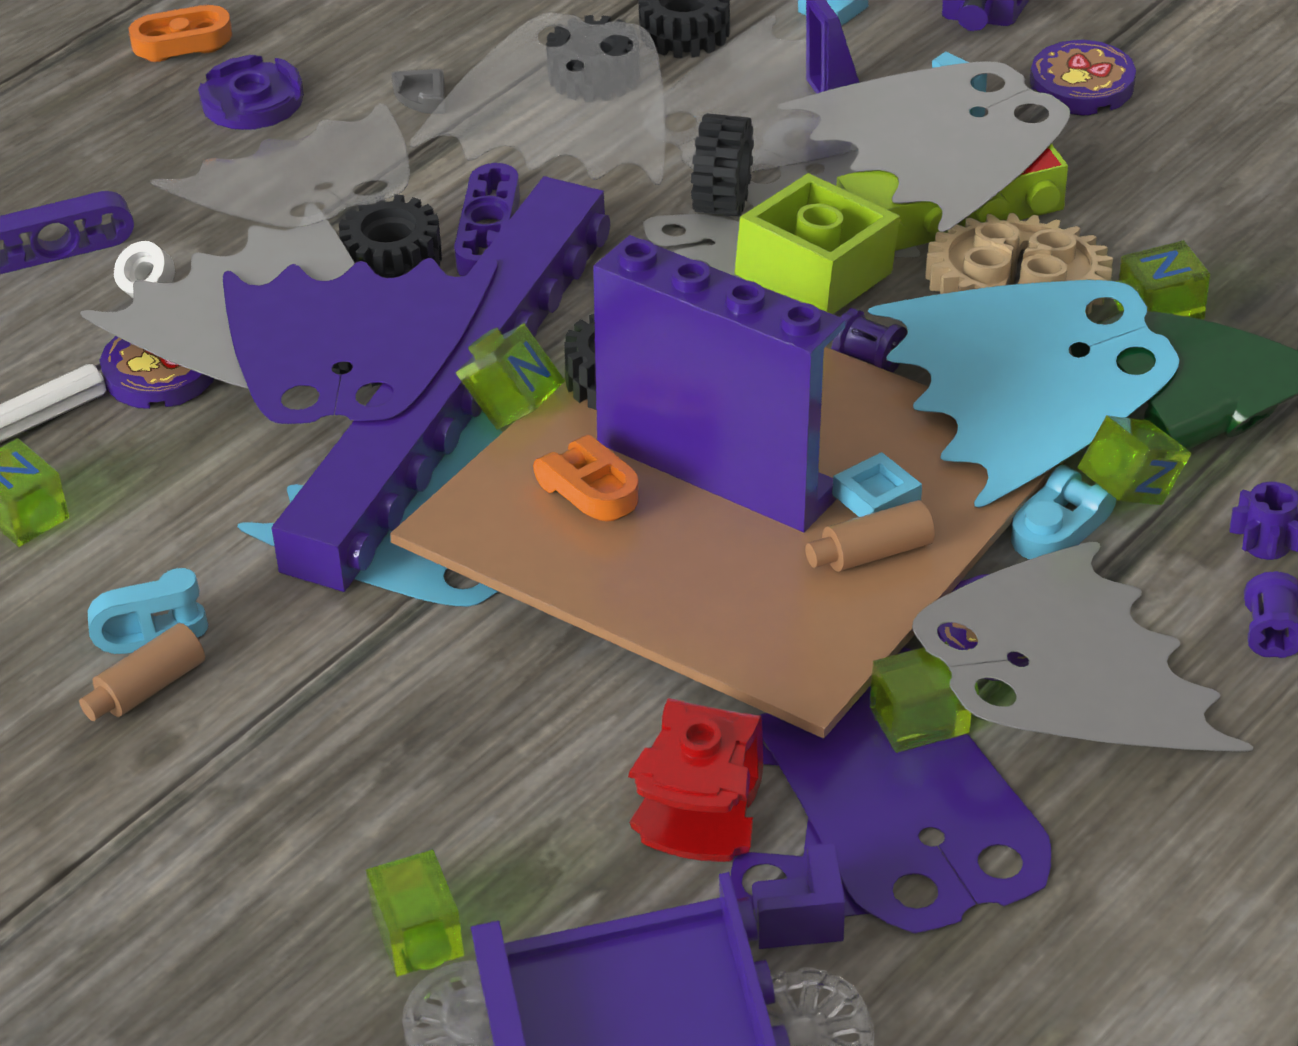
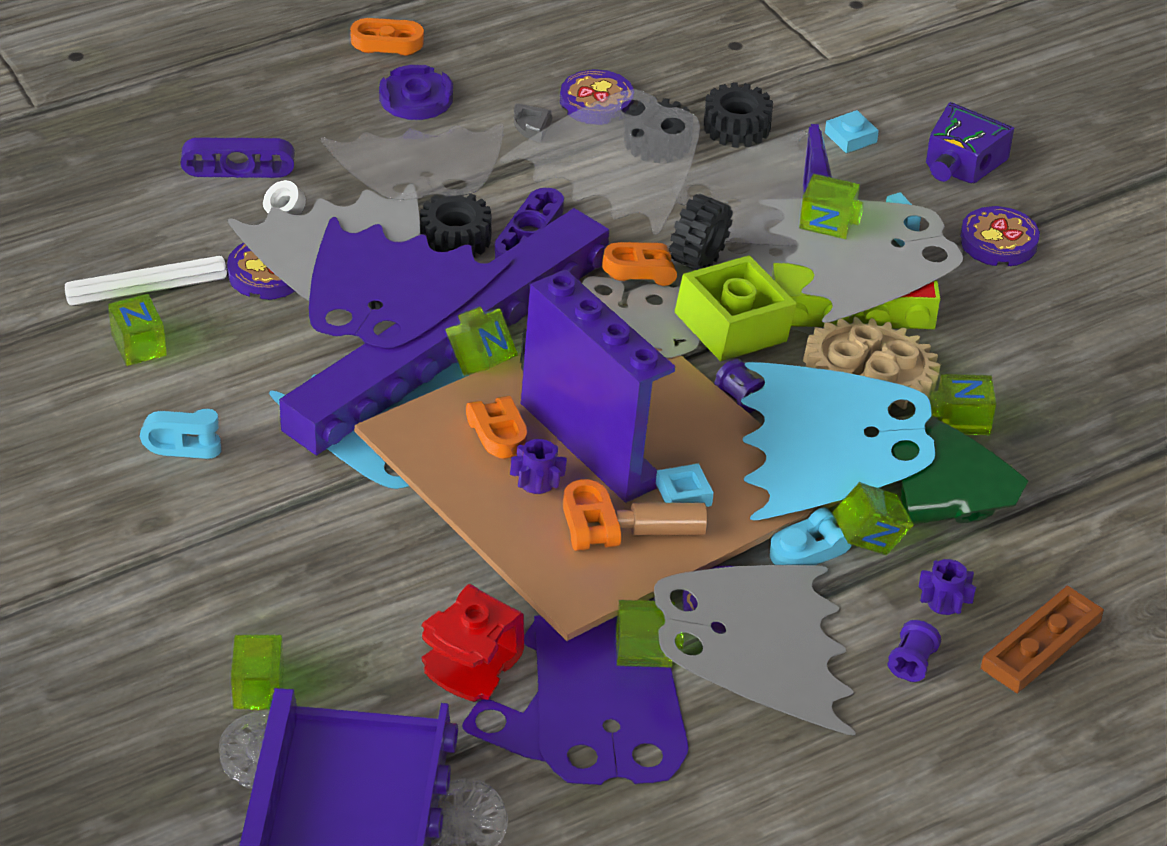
camera: 15 degrees right, 0 degrees up
(143, 673) = (163, 471): medium nougat cylinder -> none
(478, 30) = (590, 86): none -> tile
(662, 221) = (639, 261): none -> orange plate
(674, 515) = (538, 466): none -> dark purple gear
(765, 544) = (586, 503): none -> orange plate
(802, 907) = (499, 743): dark purple panel -> none
(881, 86) = (830, 206): none -> clear neon green brick

